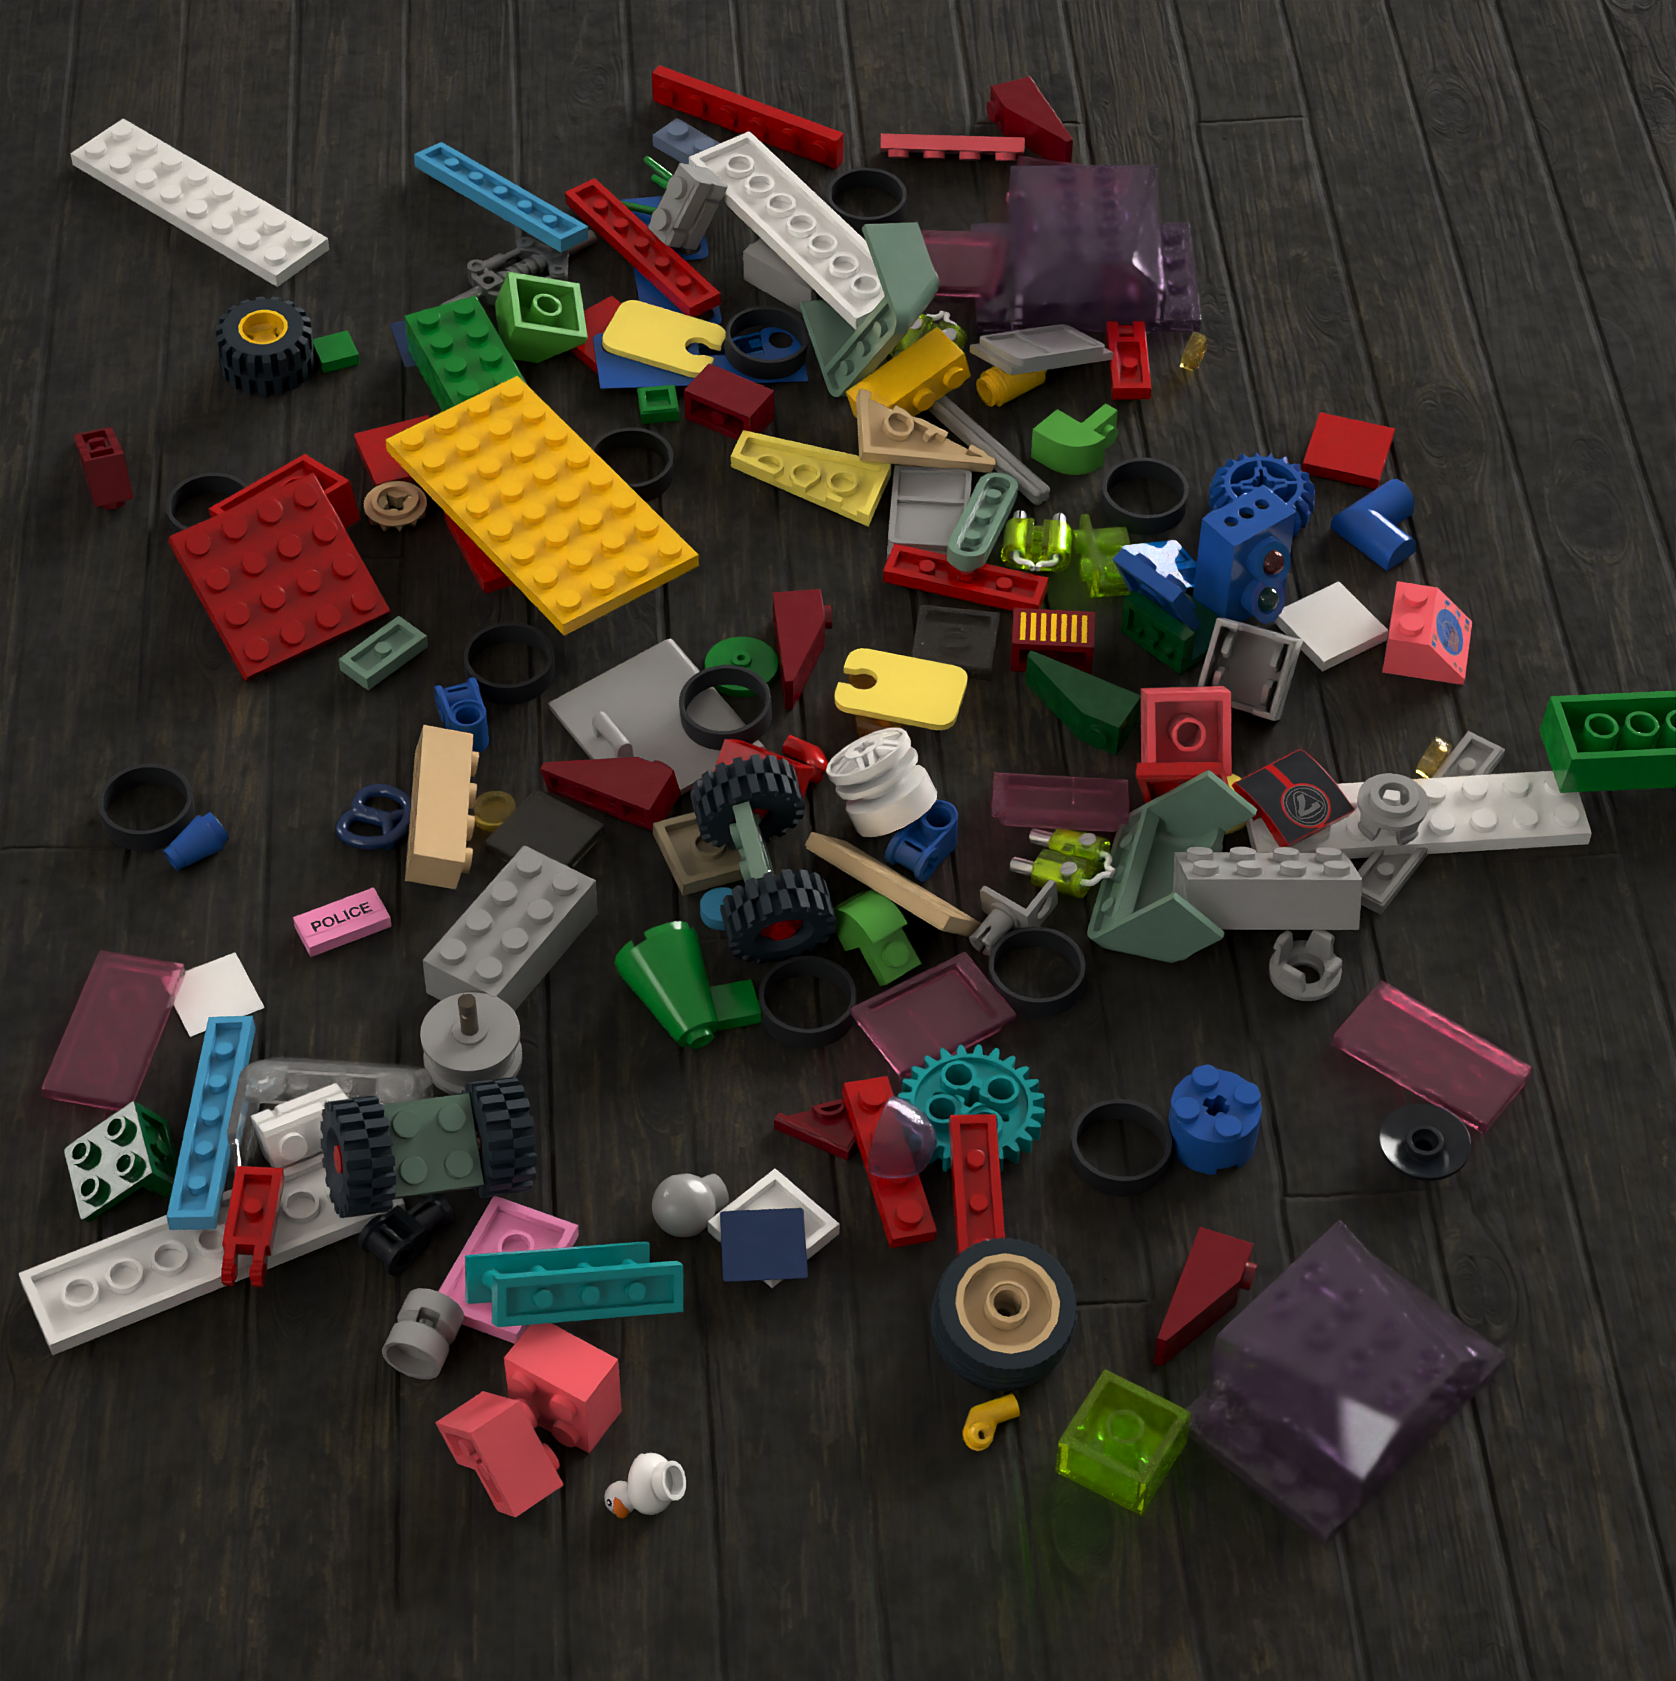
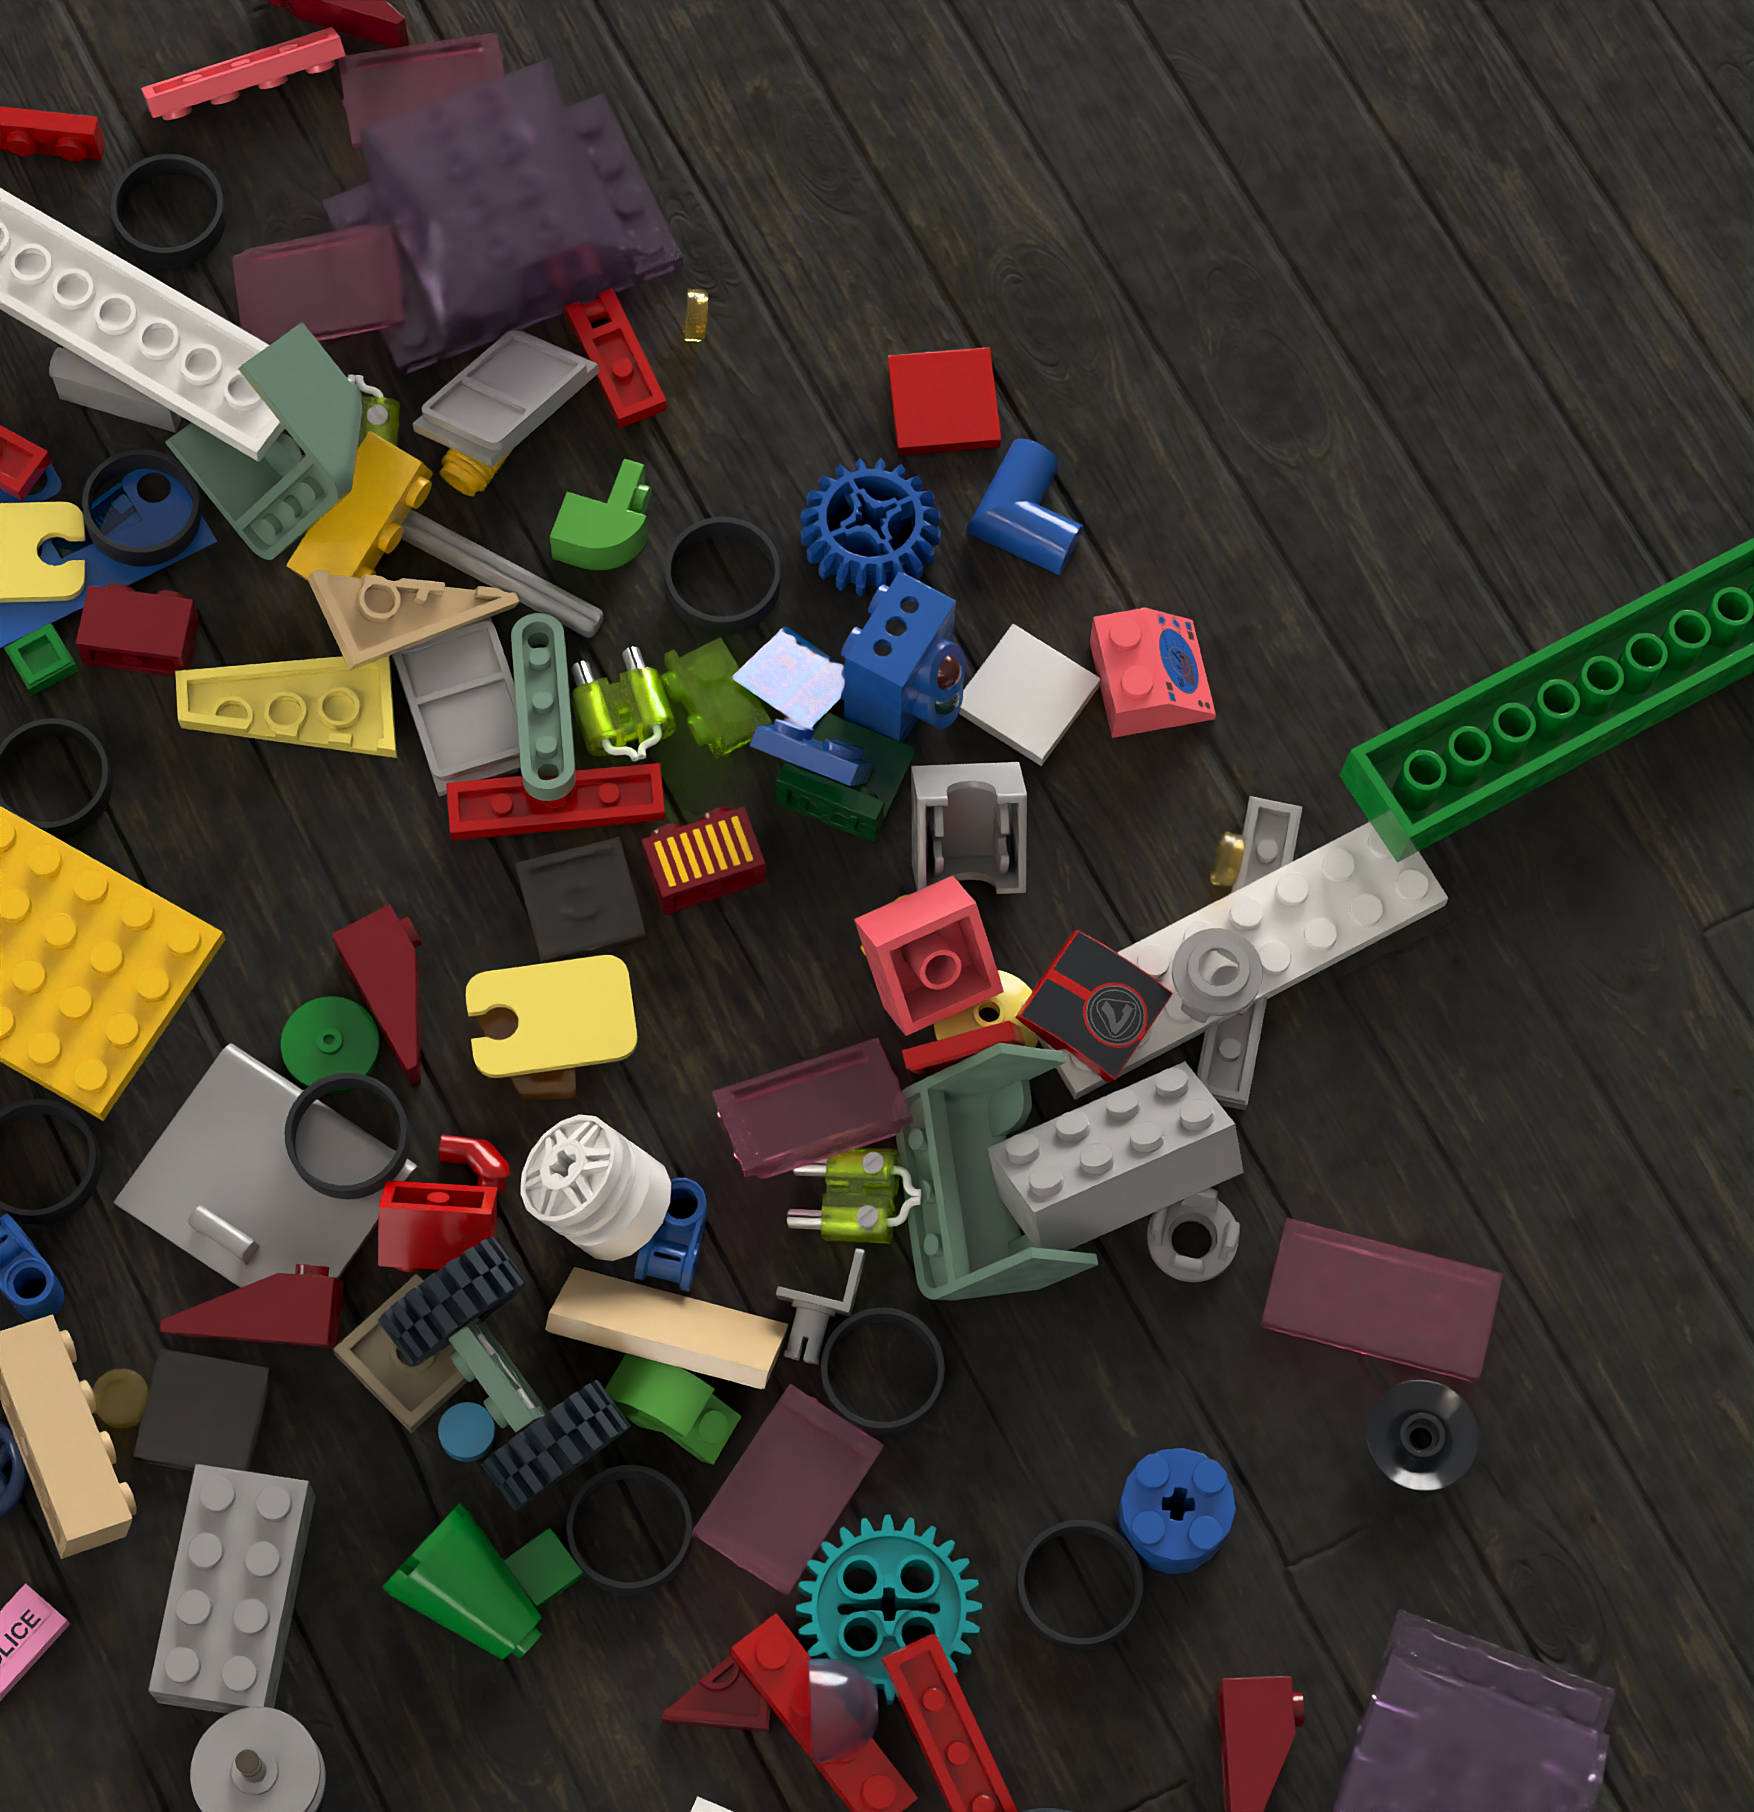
camera: 25 degrees left, 20 degrees up
(1085, 704) = (790, 946): dark green slope -> none

